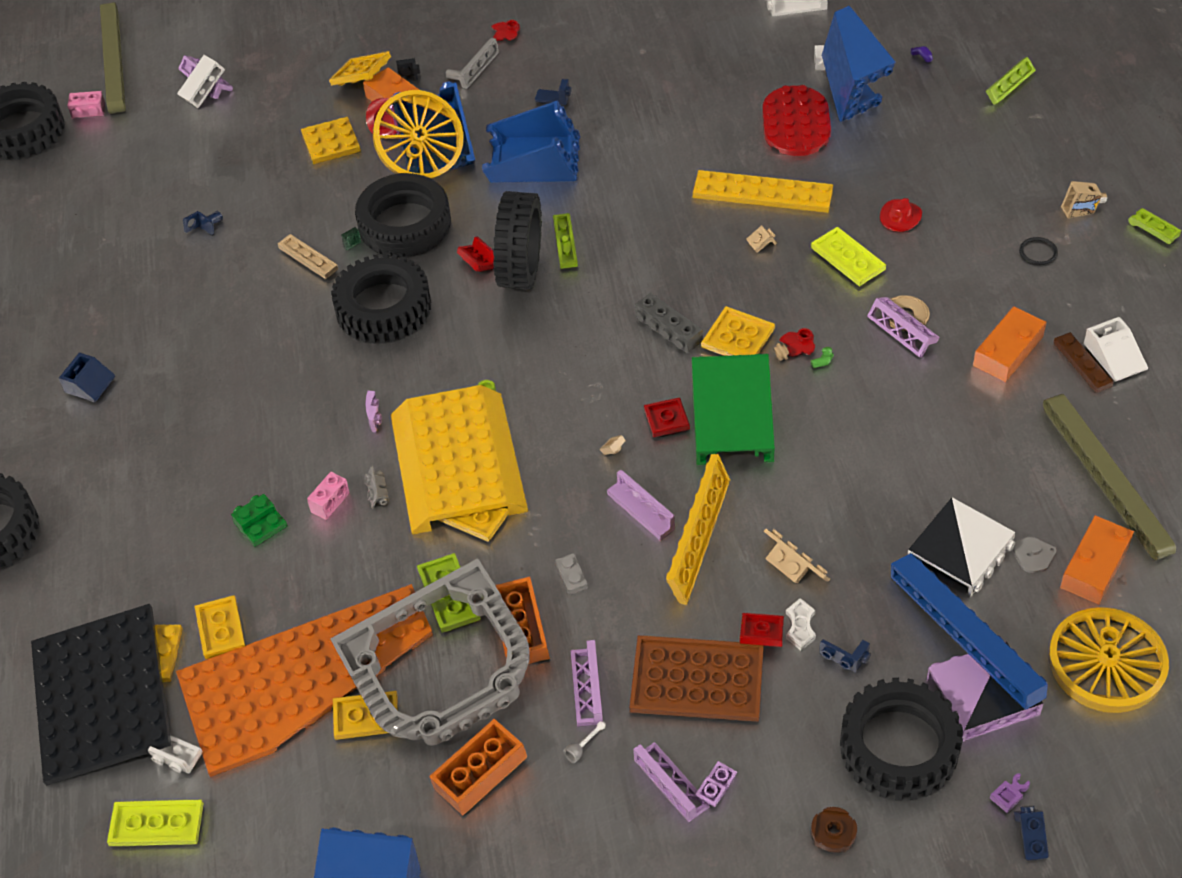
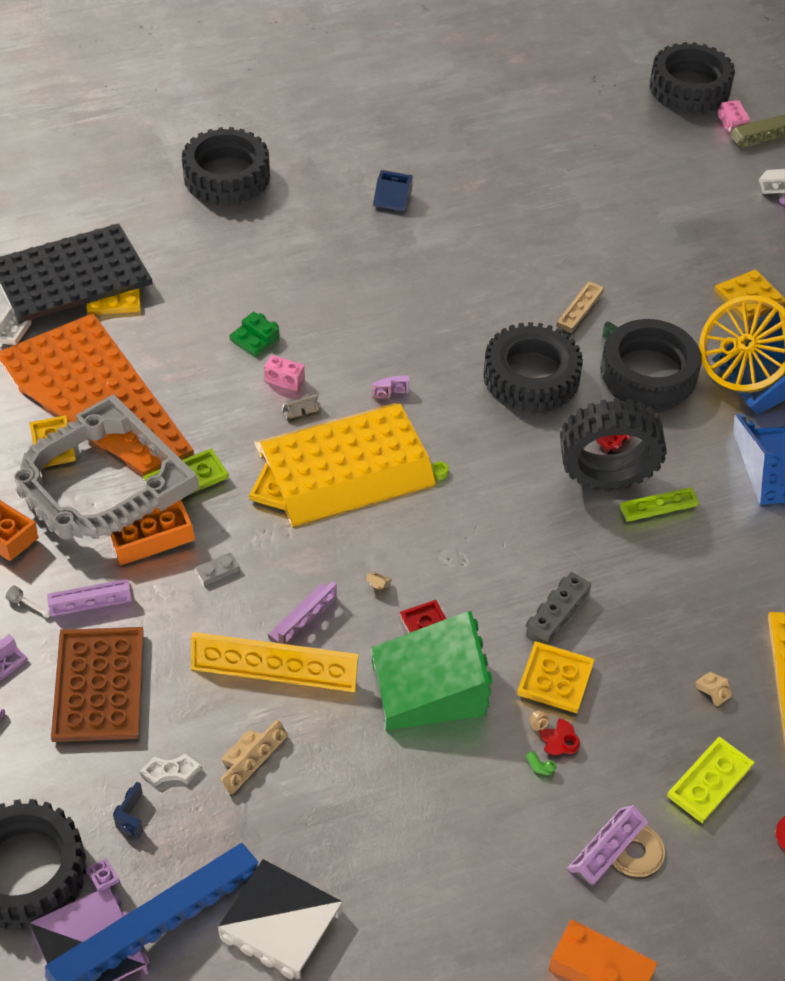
camera: 75 degrees right, 0 degrees up
(202, 221) = (604, 227): dark blue bracket -> none
(219, 626) = (138, 331): yellow plate -> none
(762, 629) = (156, 732): red plate -> none
(921, 670) = (102, 875): none -> lavender slope

